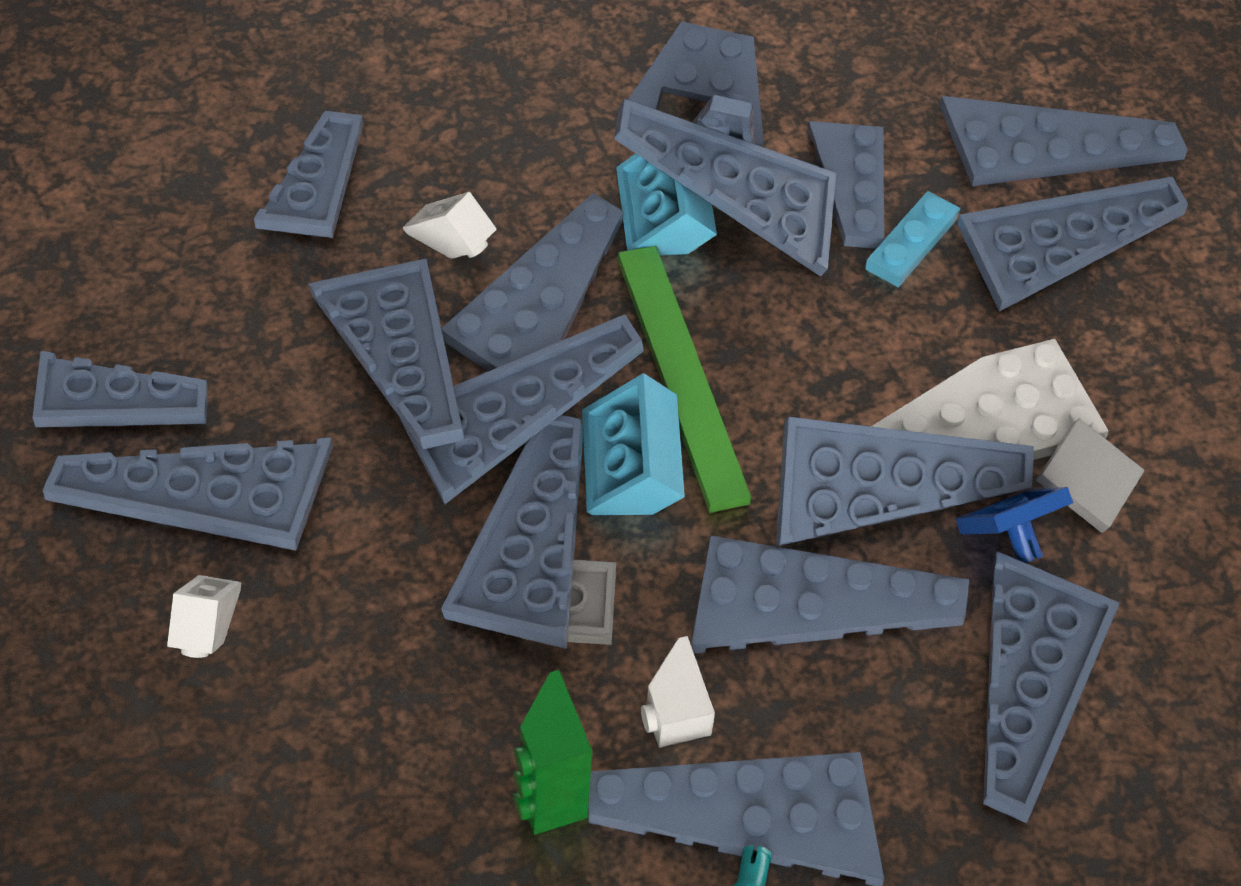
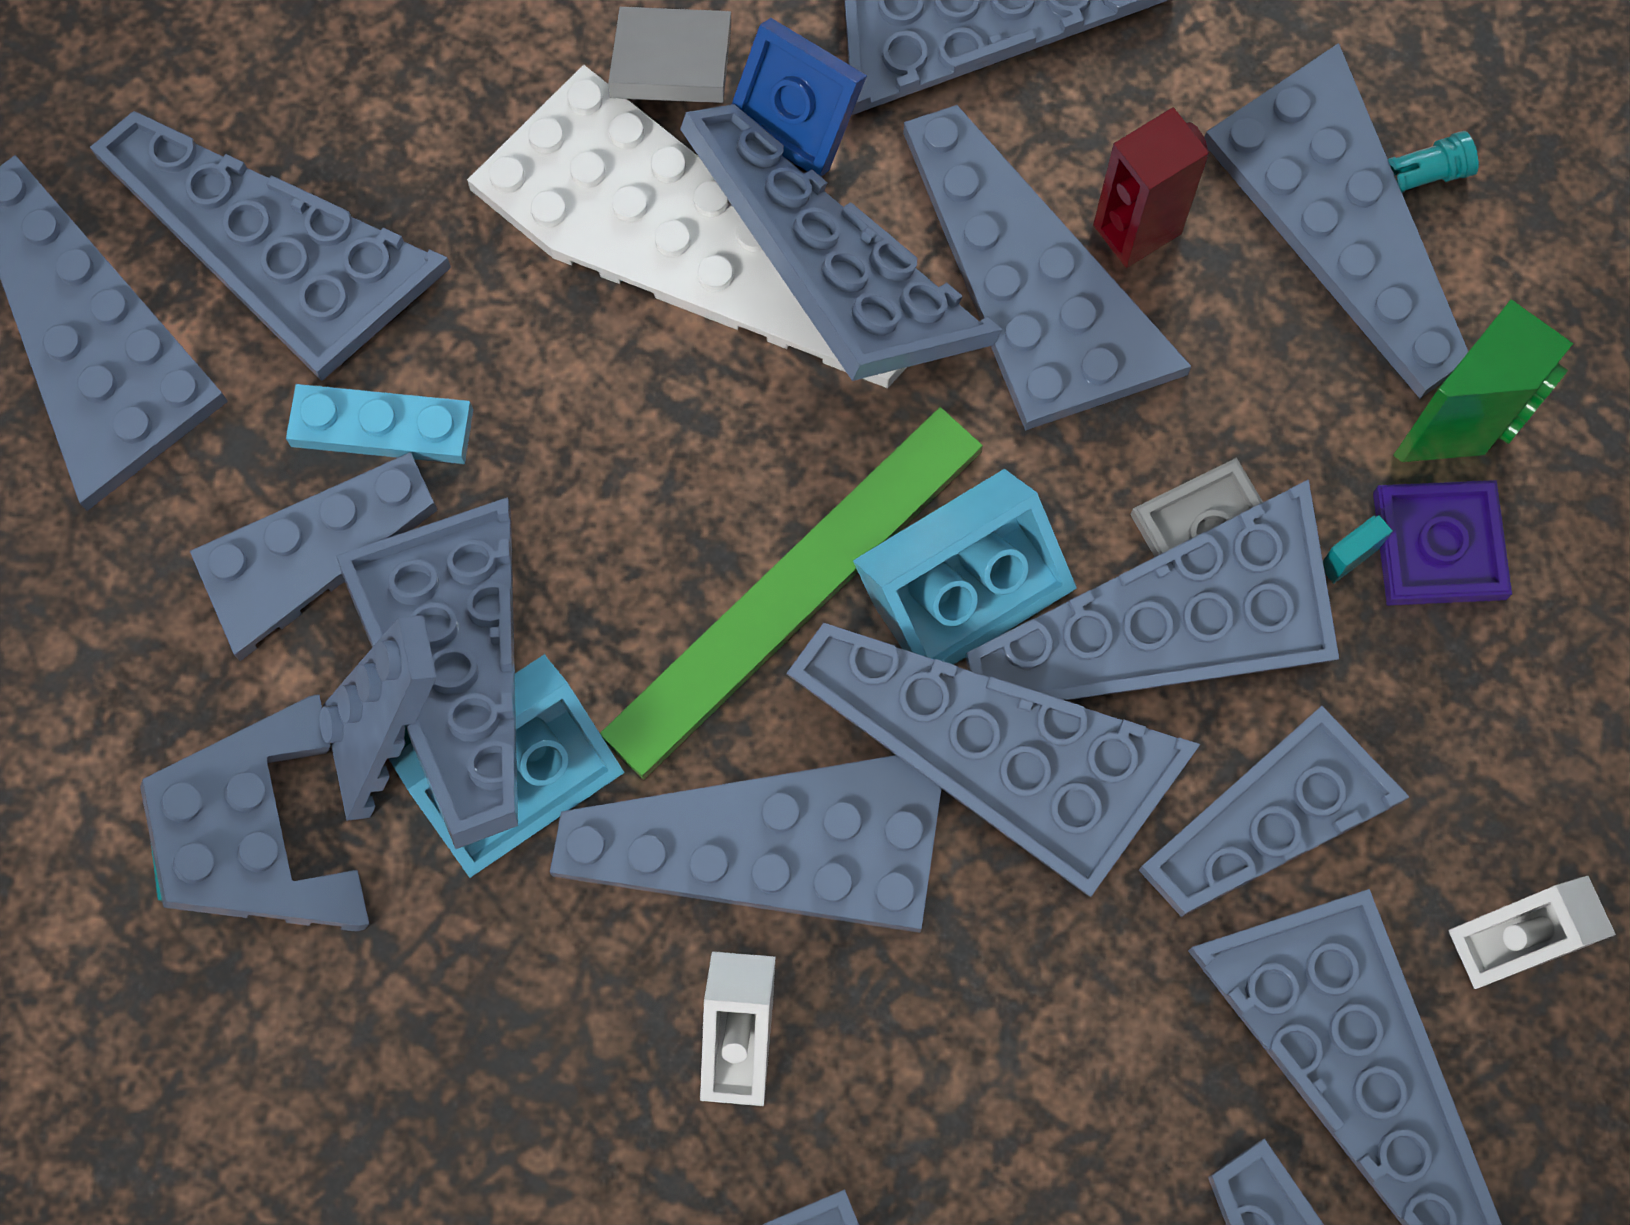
camera: 115 degrees left, 20 degrees up
(376, 535) = (1284, 806): none -> sand blue wing
(398, 338) = (974, 977): sand blue wing -> none
(474, 725) = (1443, 543): none -> dark purple tile
(504, 660) = (1355, 548): none -> teal tile
(678, 700) = (1273, 341): white slope -> none
(822, 648) = (1150, 186): none -> dark red brick

